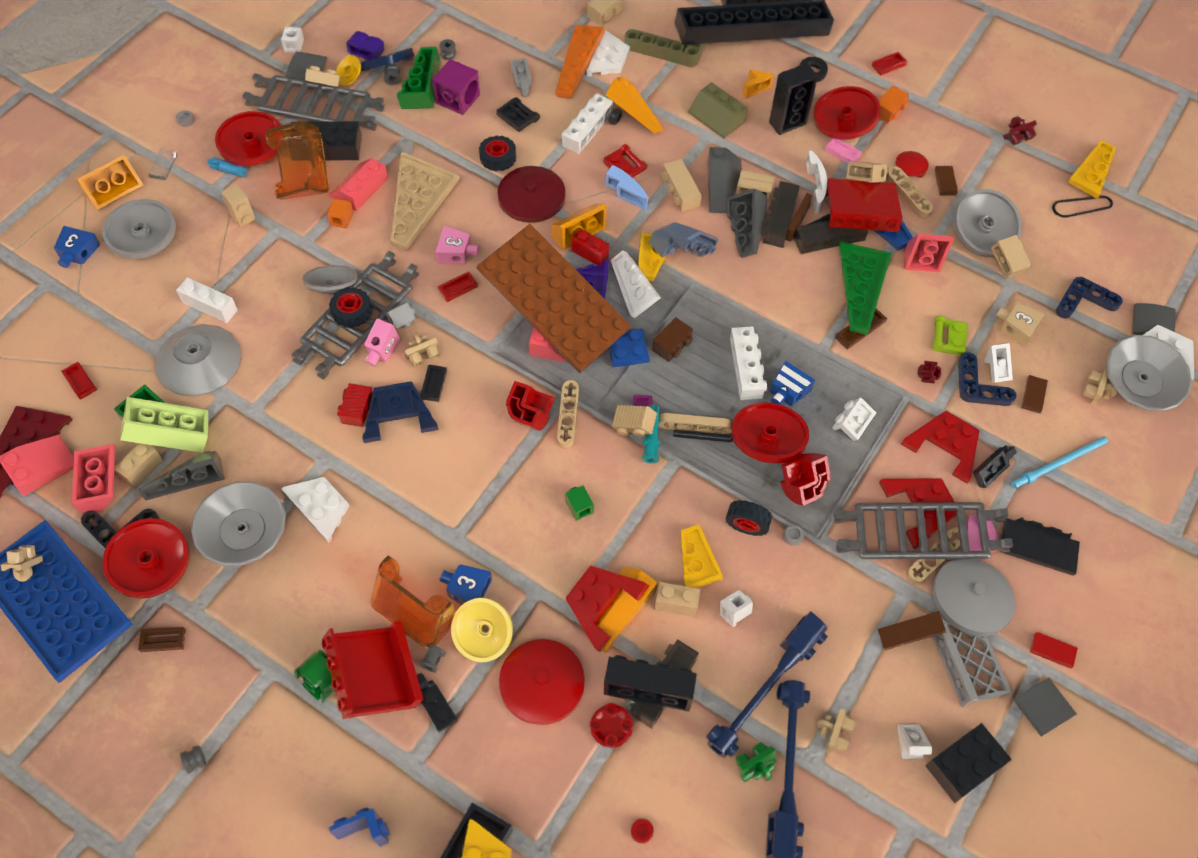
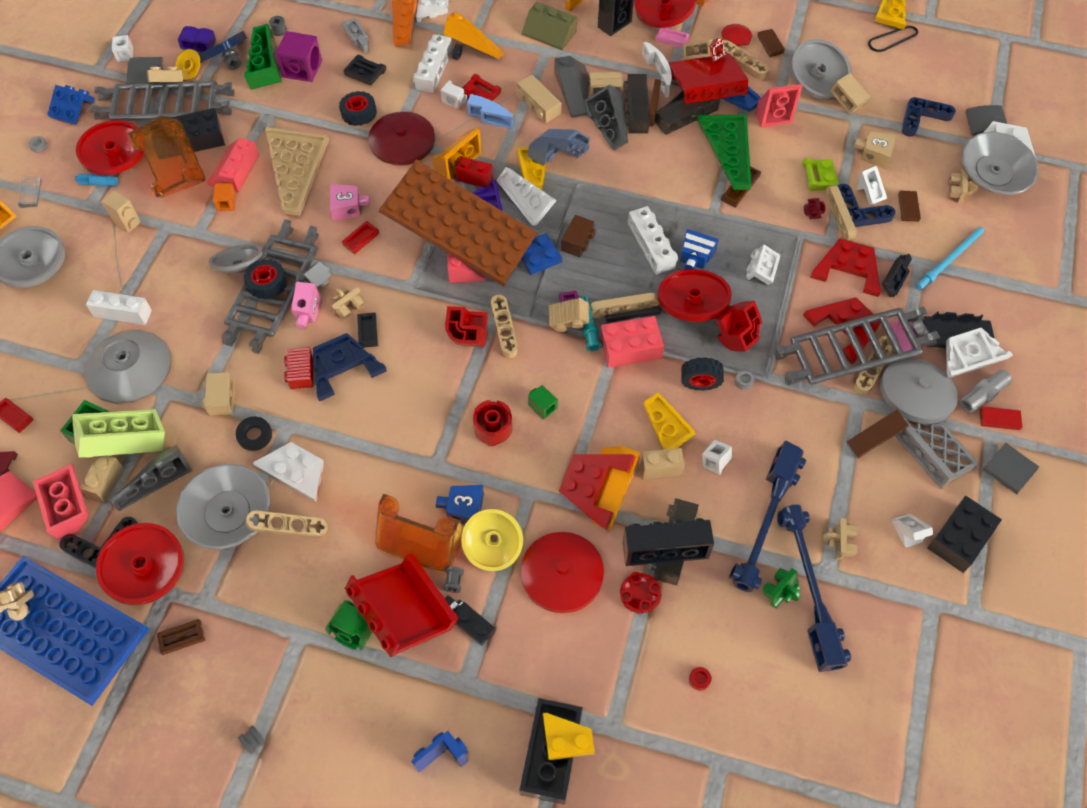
camera: 15 degrees left, 0 degrees up
(224, 83) = (67, 103): none -> blue bracket
(272, 410) = (218, 393): none -> tan brick
(293, 554) = (286, 527): none -> tan beam
(297, 468) = (255, 444): none -> black tyre
(526, 520) = (492, 422): none -> red brick
(596, 161) = (453, 95): none -> white brick
(689, 464) = (631, 341): none -> coral brick
(881, 176) = (717, 49): none -> clear red slope
(956, 383) = (841, 213): none -> tan beam
(997, 530) = (920, 328): none -> light grey tile
(1046, 570) = (972, 351): none -> white wing
(1046, 616) = (985, 391): none -> light grey piece

